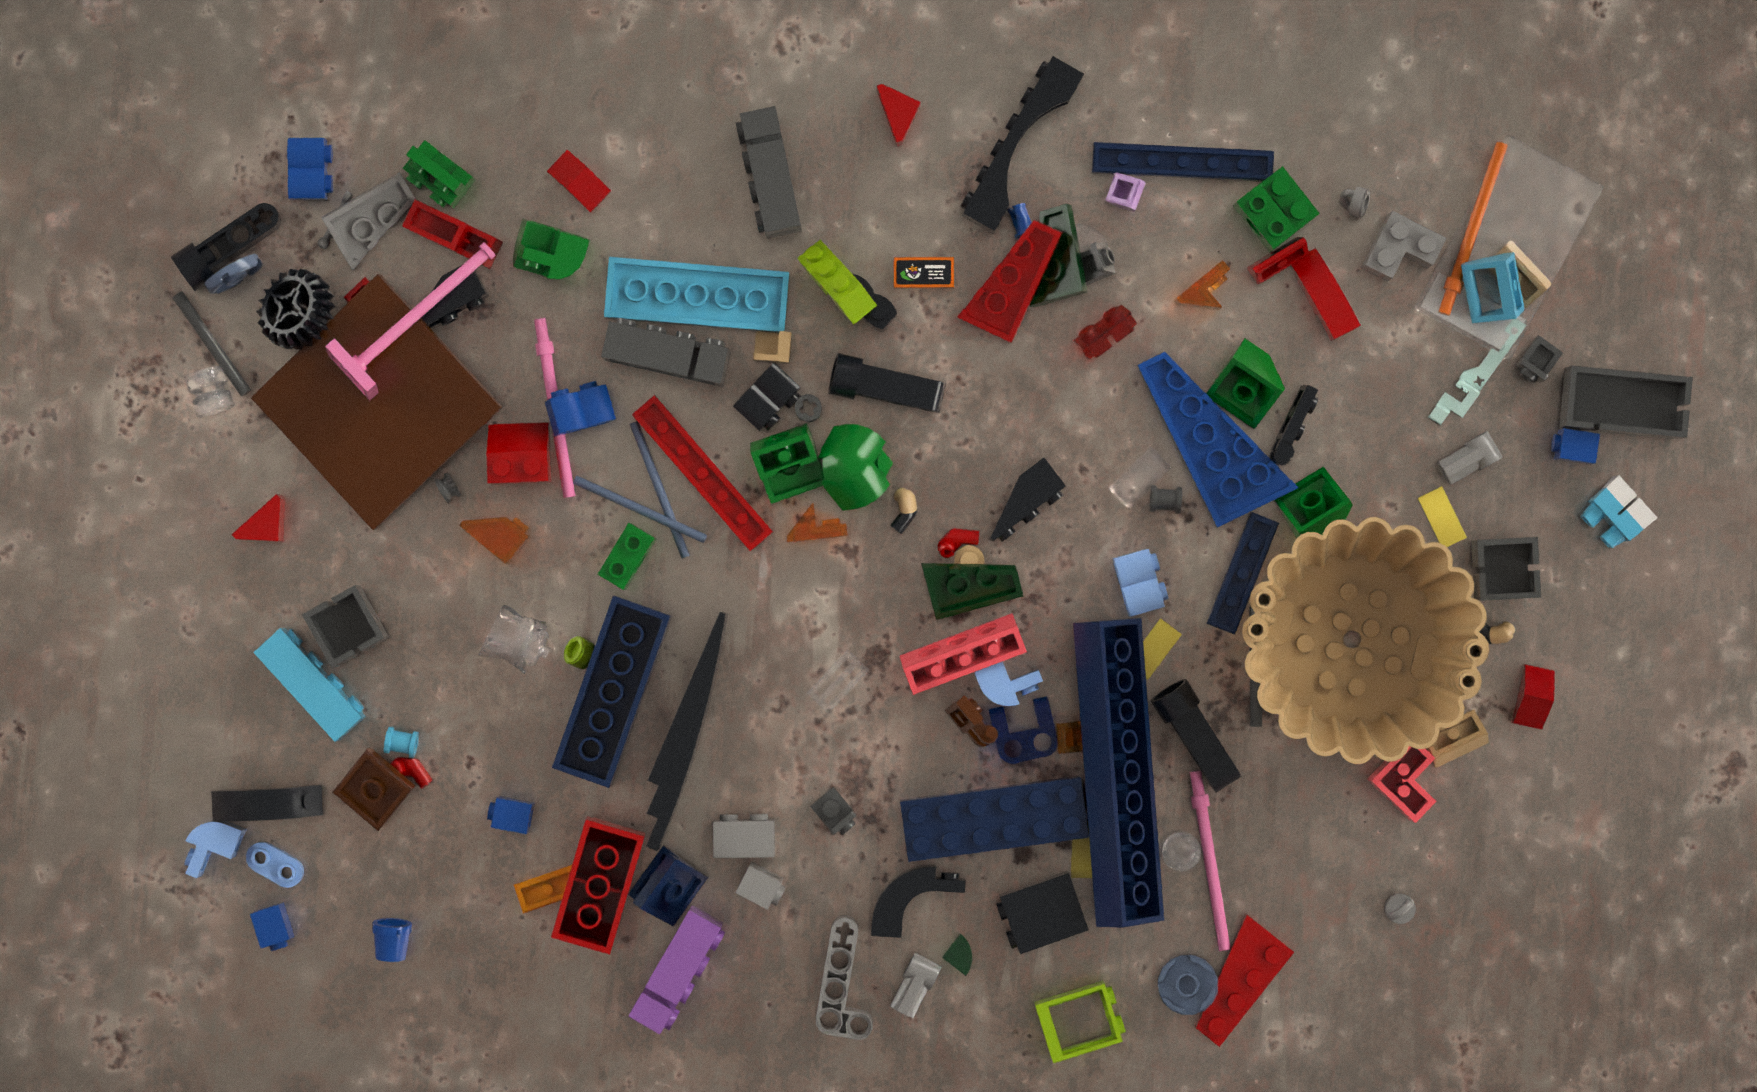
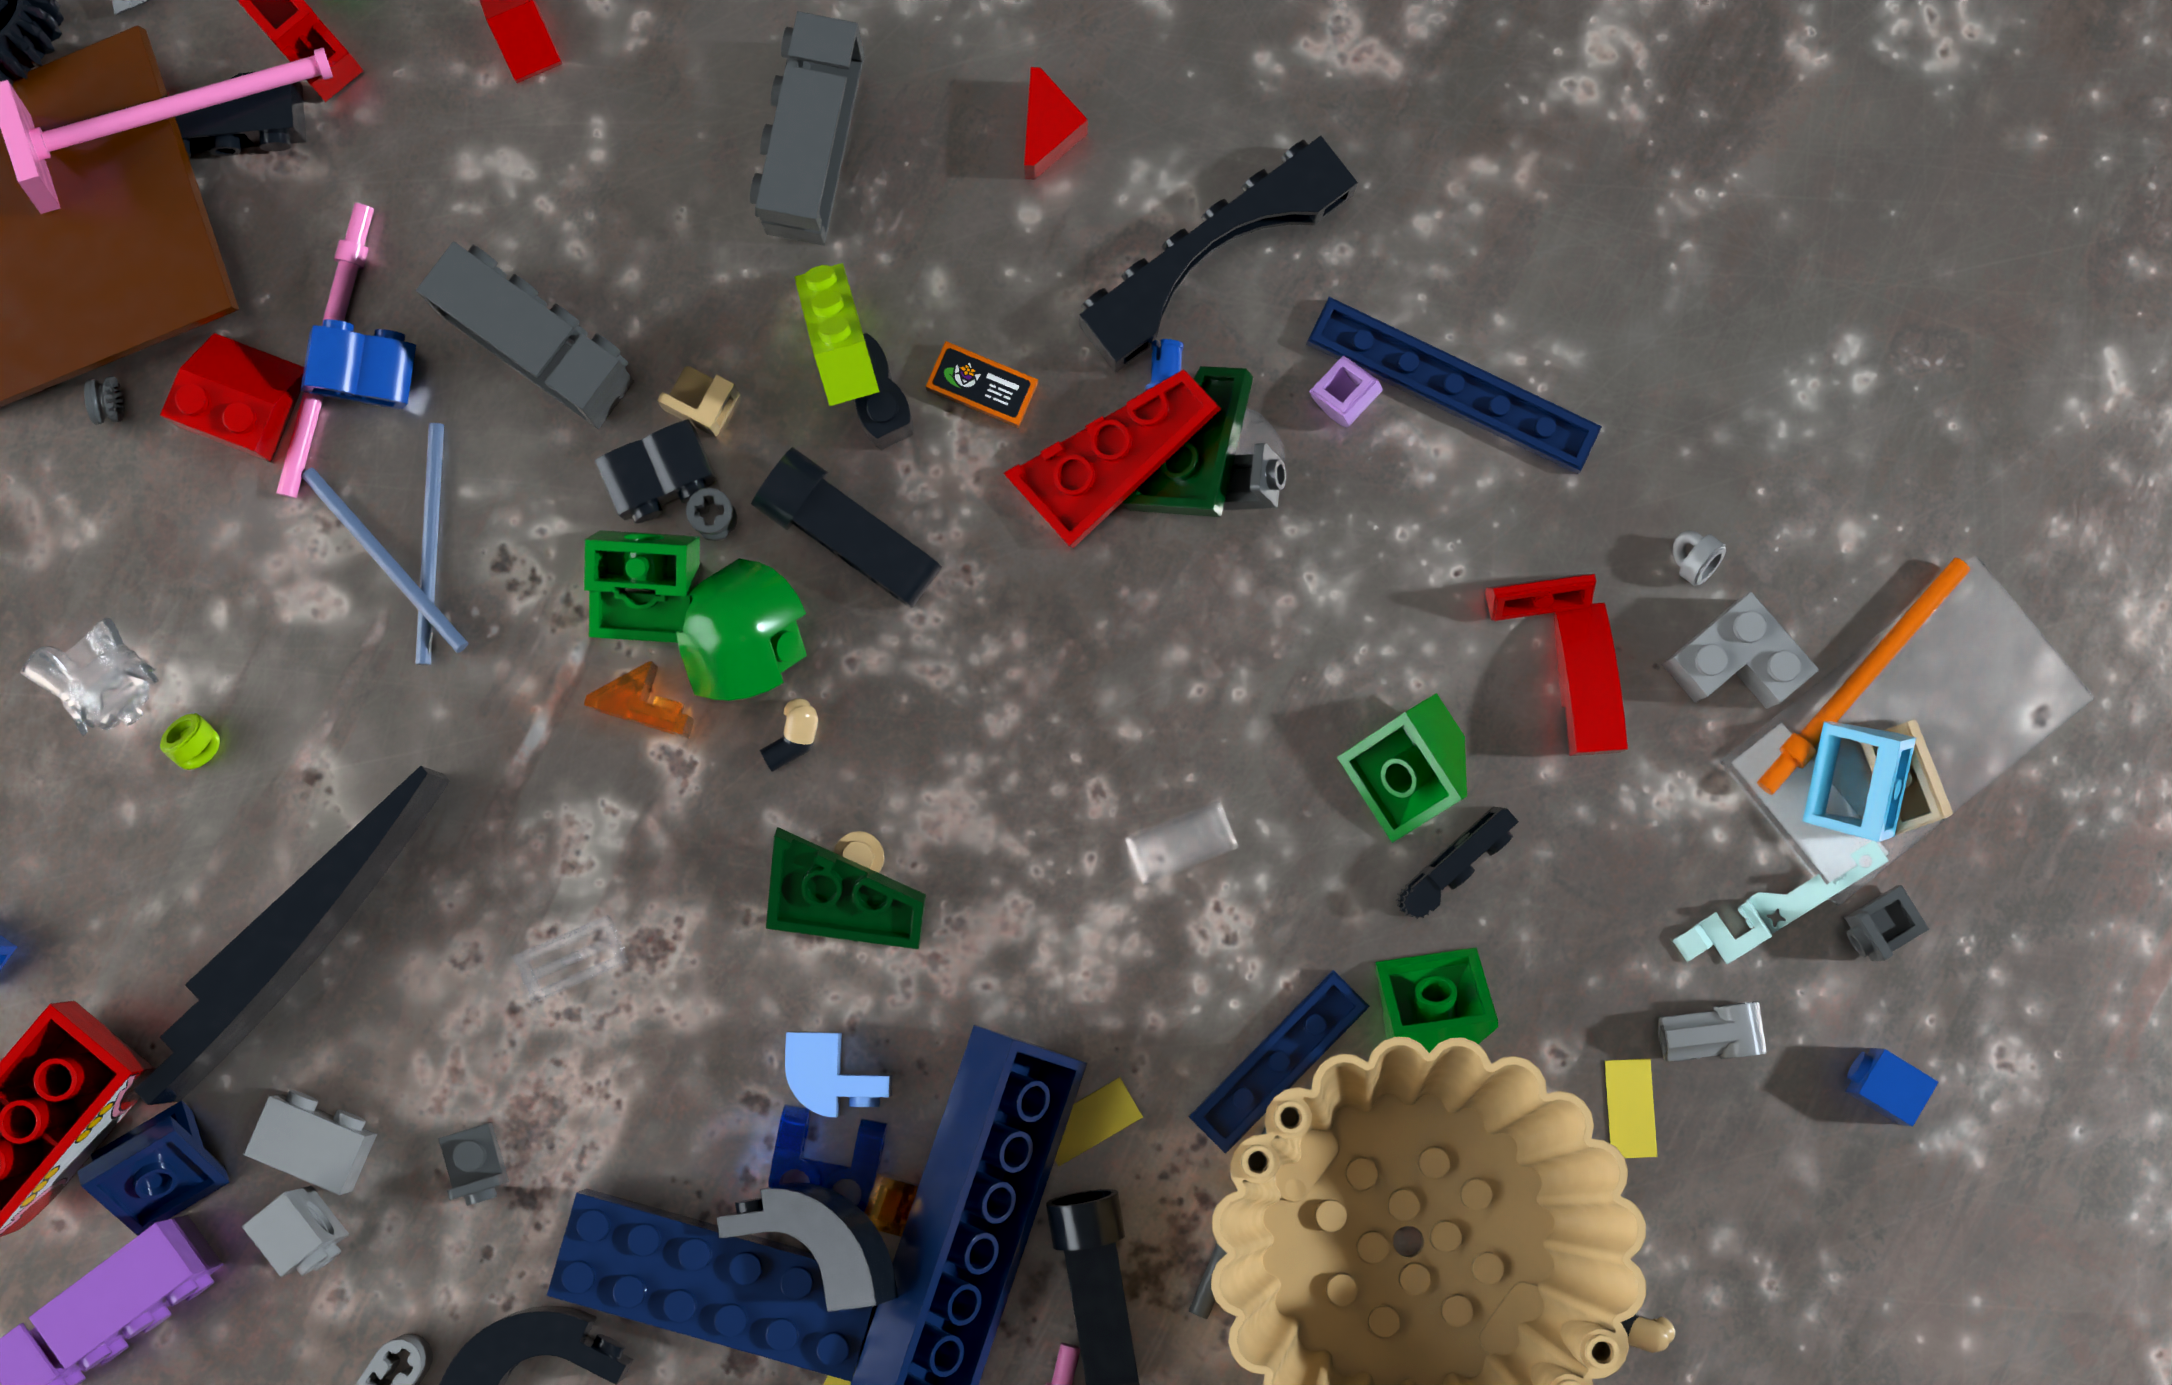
camera: 20 degrees right, 5 degrees down
(499, 535) = (147, 508): clear orange slope -> none
(548, 250) = (417, 103): green brick -> none
(612, 691) = (205, 823): dark blue brick -> none
(627, 556) = (328, 622): green brick -> none
(696, 294) = (619, 269): medium azure plate -> none
(702, 473) = (505, 545): red plate -> none
(954, 539) = (852, 814): red arm -> none
(962, 654) = (781, 999): coral brick -> none
(968, 719) = (743, 1100): reddish brown plate -> none
(1031, 490) = (998, 791): black slope -> none
(1048, 761) = (834, 1229): none -> arch
(1115, 322) = (1242, 586): clear red hinge -> none
(1139, 582) = (1110, 1006): light blue brick -> none
(1165, 499) = (1206, 893): dark grey bush -> none
(1199, 295) = (1392, 593): clear orange slope -> none
(1220, 456) = (1320, 863): blue wing -> none
(1264, 216) = (1567, 515): green brick -> none
(1505, 568) = (1698, 1233): dark grey piece -> none
(1607, 504) = (1919, 1218): medium azure hips -> none
(1625, 402) = (1999, 1049): dark grey piece -> none

